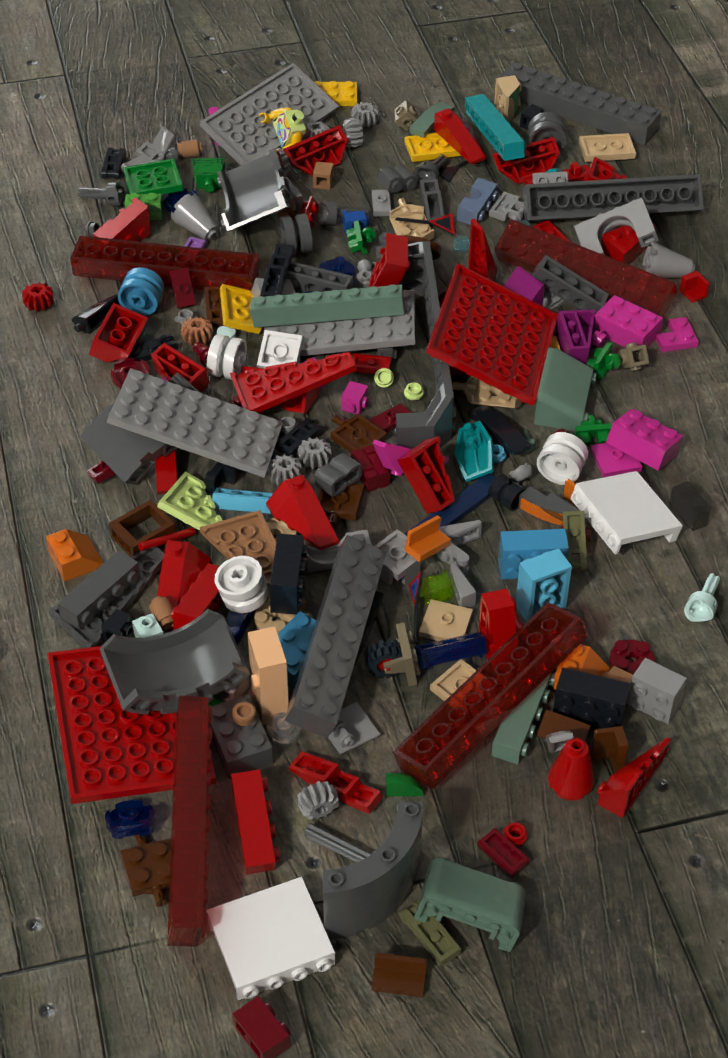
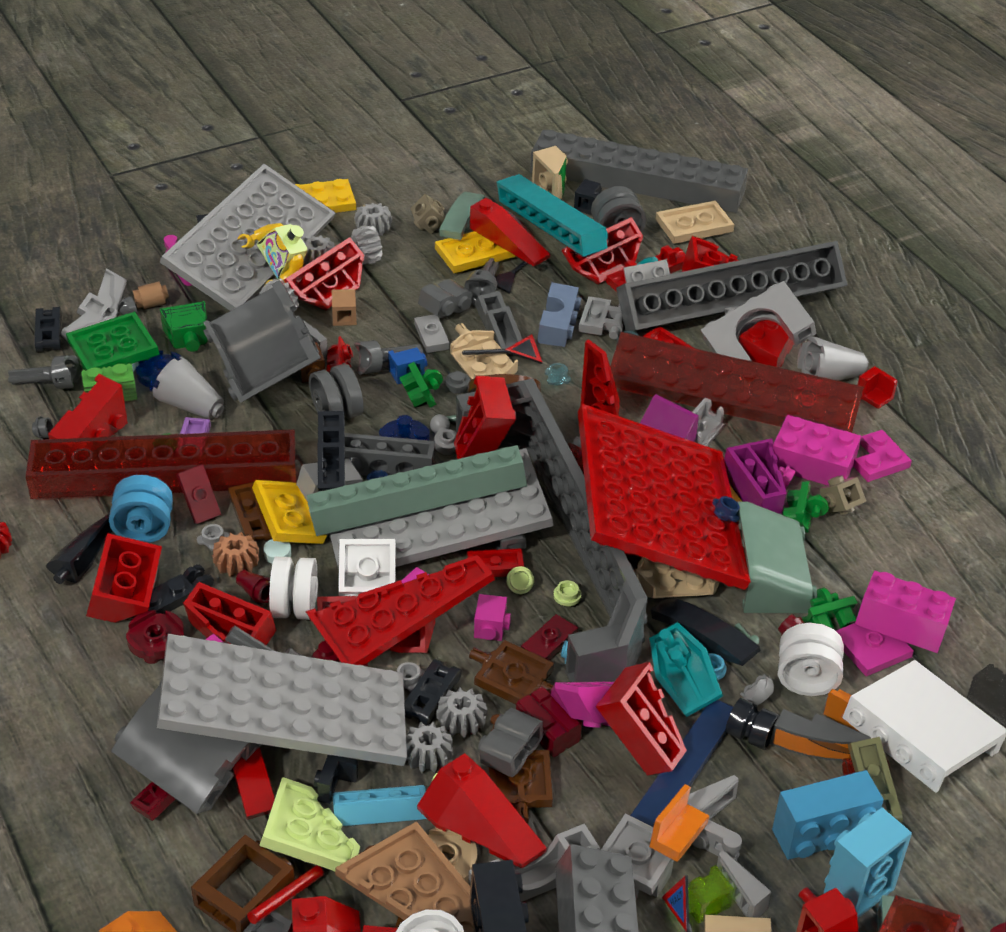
camera: 15 degrees left, 5 degrees down
(538, 350) = (726, 508): none -> dark blue plate
(569, 285) = (727, 411): dark grey brick -> none

